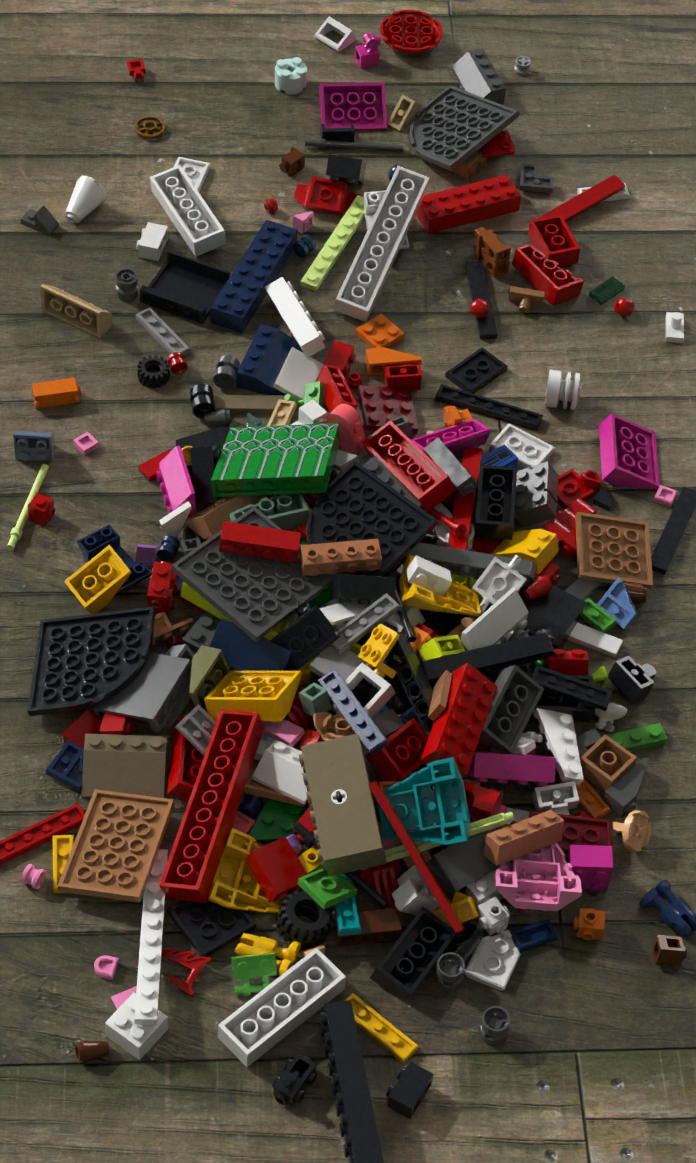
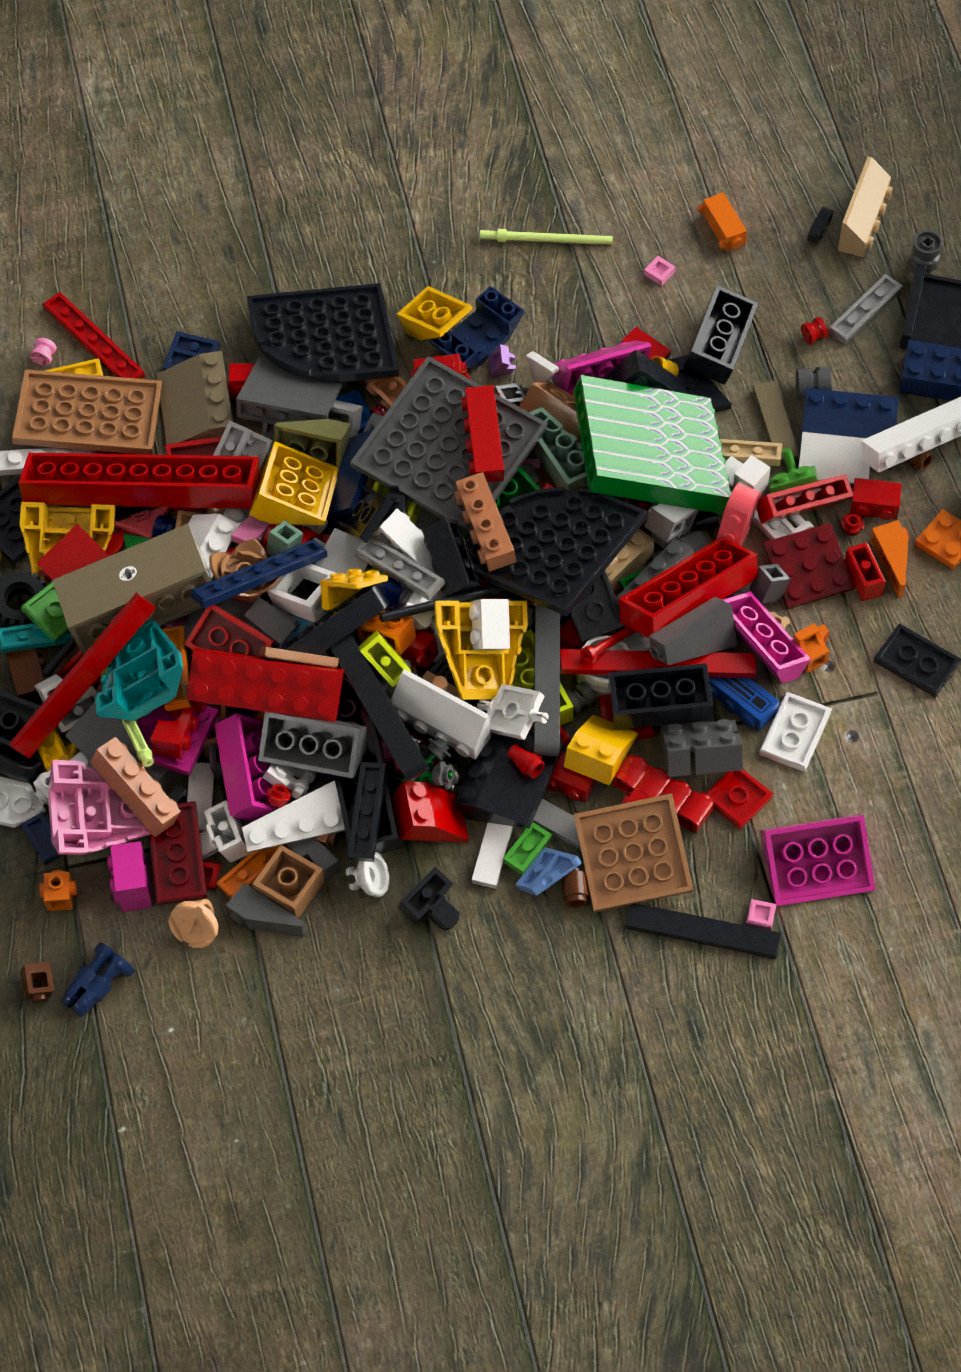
camera: 85 degrees right, 10 degrees up
(34, 446) = (633, 217): sand blue slope -> none
(41, 509) = (538, 247): red brick -> none
(78, 339) = (820, 225): none -> black beam
(86, 724) = (238, 352): red slope -> none
(153, 378) = (797, 300): black tyre -> none
(168, 548) = (515, 377): dark blue wheel -> none
(170, 411) = (720, 335): none -> black brick
(202, 400) = (754, 367): black wheel -> none
(219, 418) = (738, 392): dark grey cone -> none
(252, 421) = (742, 429): clear light blue slope -> none
(489, 407) = (856, 684): black tile -> none
(543, 746) = (278, 795): none -> red plate
(562, 389) = (900, 757): white wheel -> none
(591, 479) = (759, 817): red tile -> none
(600, 677) = (423, 861): lime slope -> none
(603, 499) = (732, 838): black tile -> none
(640, 737) = (345, 918): bright green plate -> none

